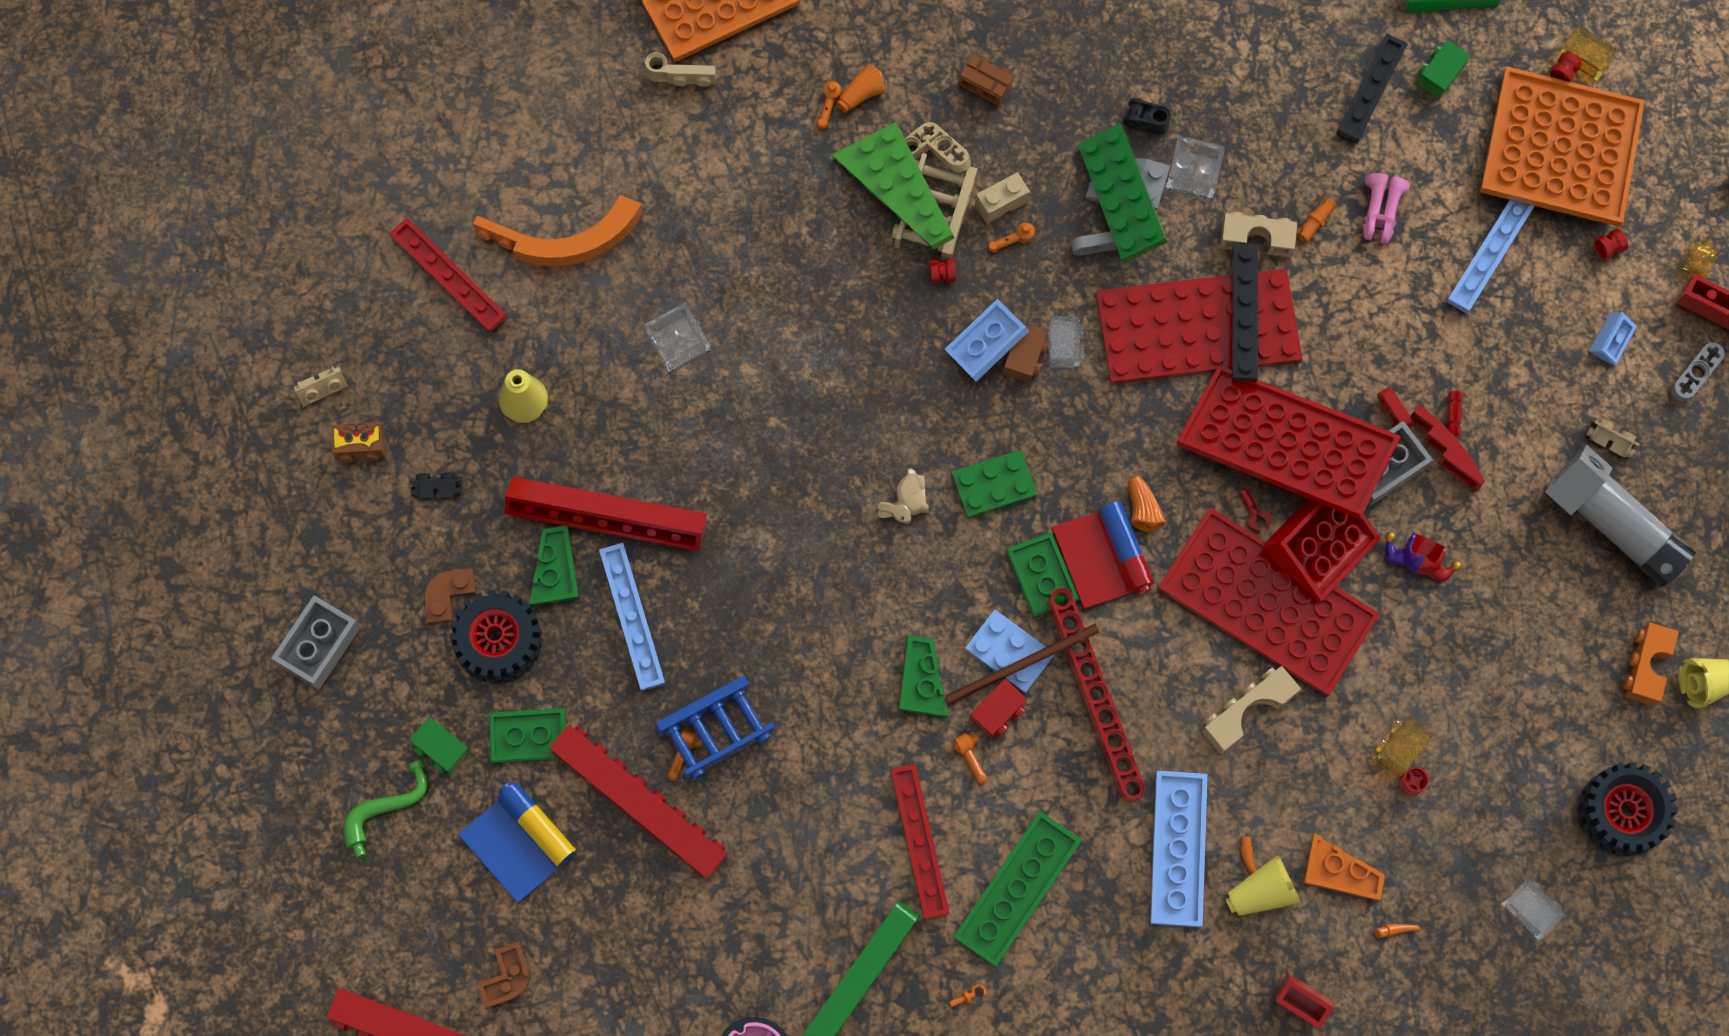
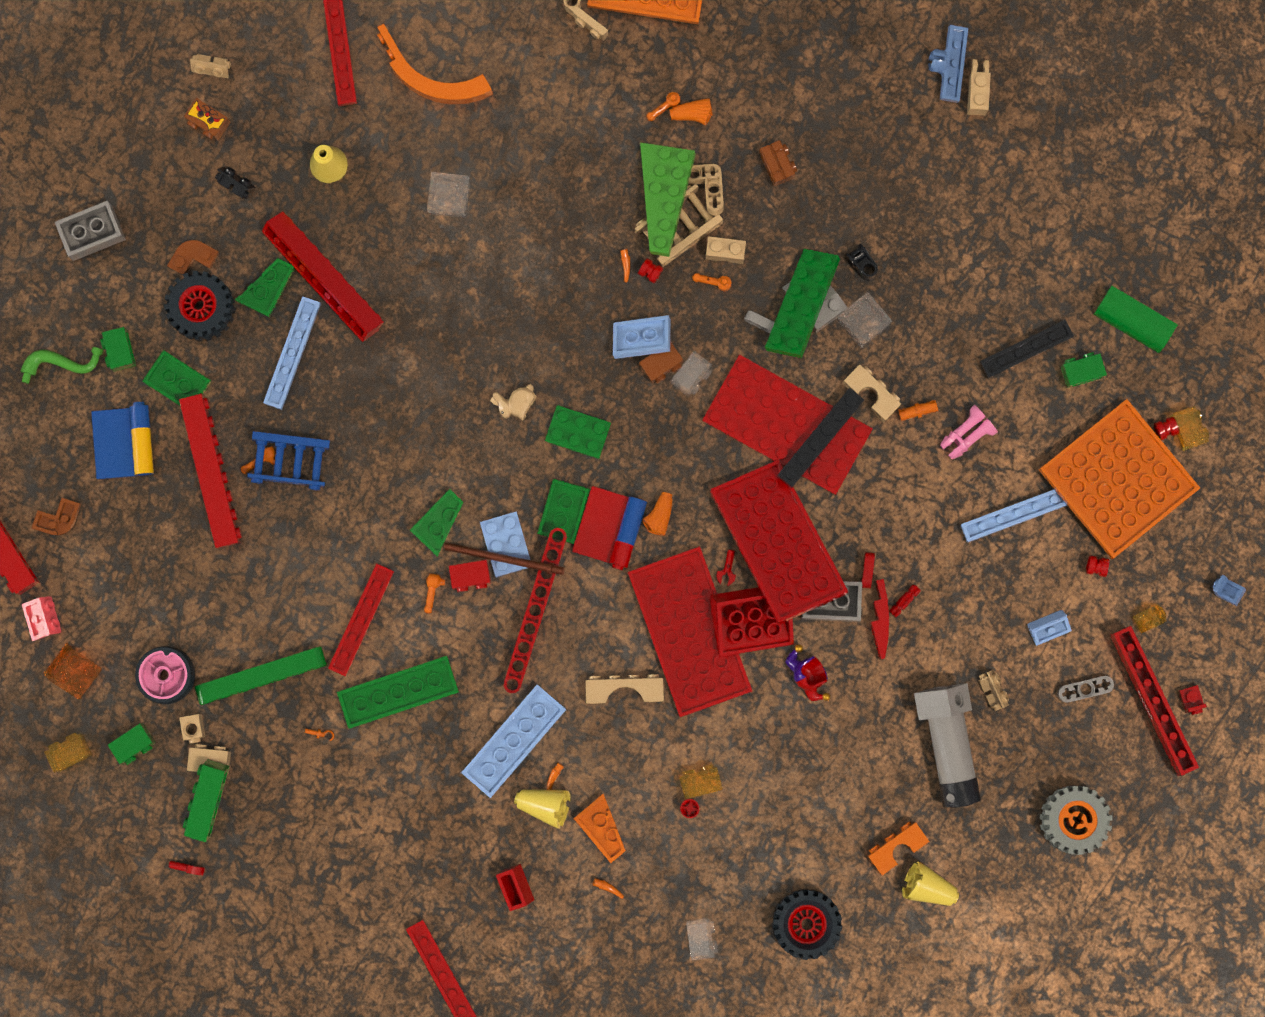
camera: 45 degrees right, 10 degrees up
(909, 281) = (626, 264): none -> orange helmet

